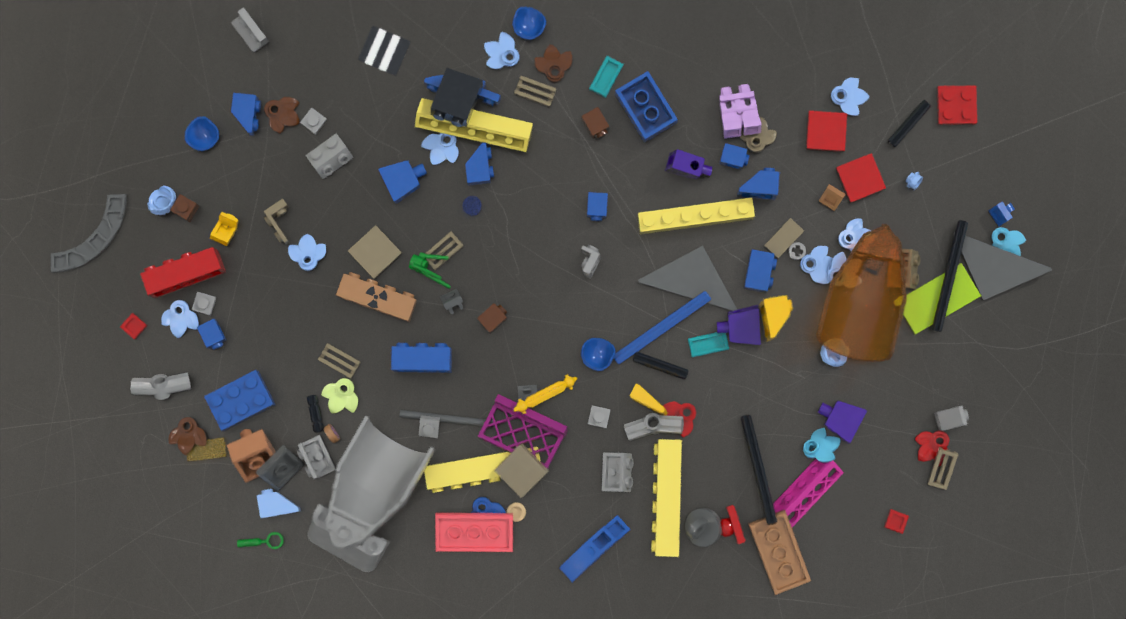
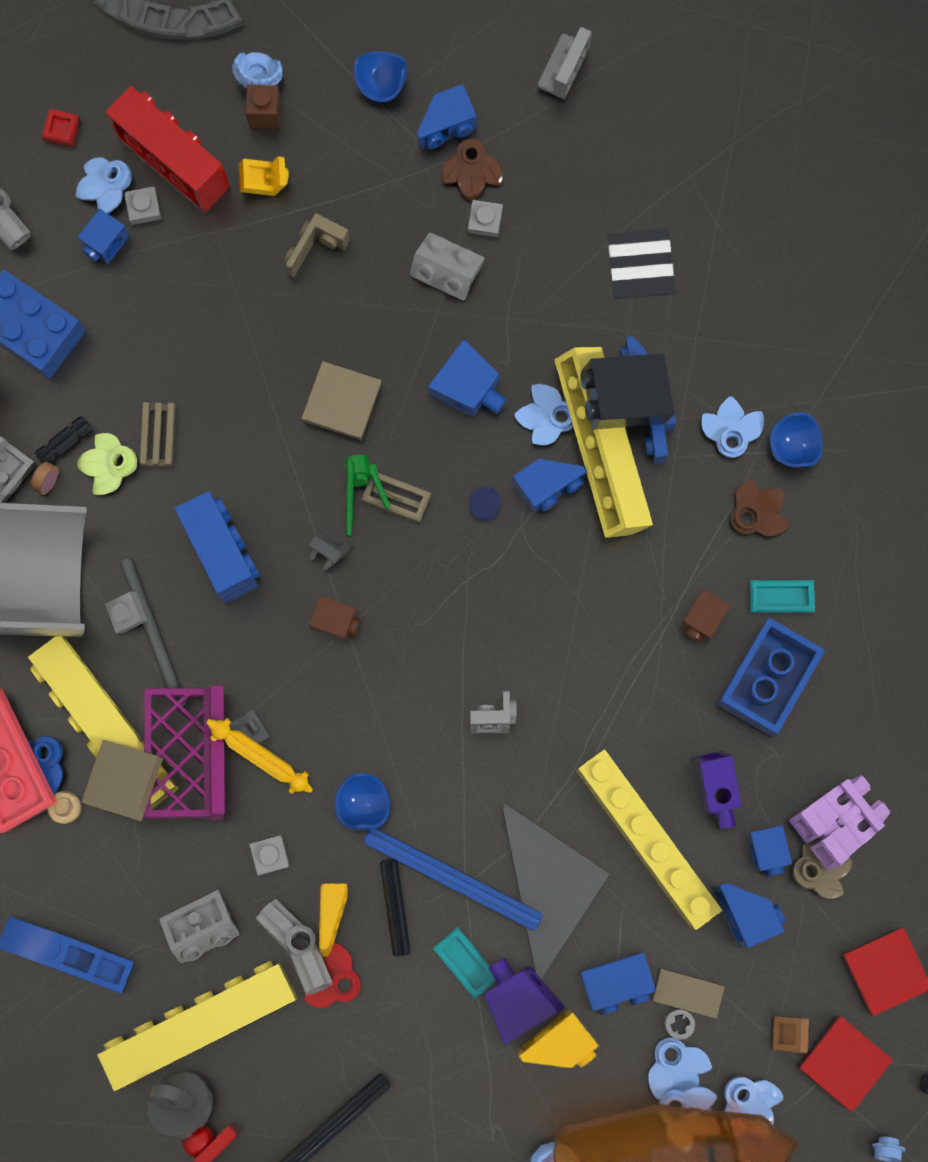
camera: 60 degrees right, 5 degrees down
(307, 249) = (295, 306): light blue plate -> none
(375, 297) = (276, 437): medium nougat brick -> none
(520, 85) = (699, 479): dark tan tile -> none
(597, 206) = (582, 684): blue brick -> none

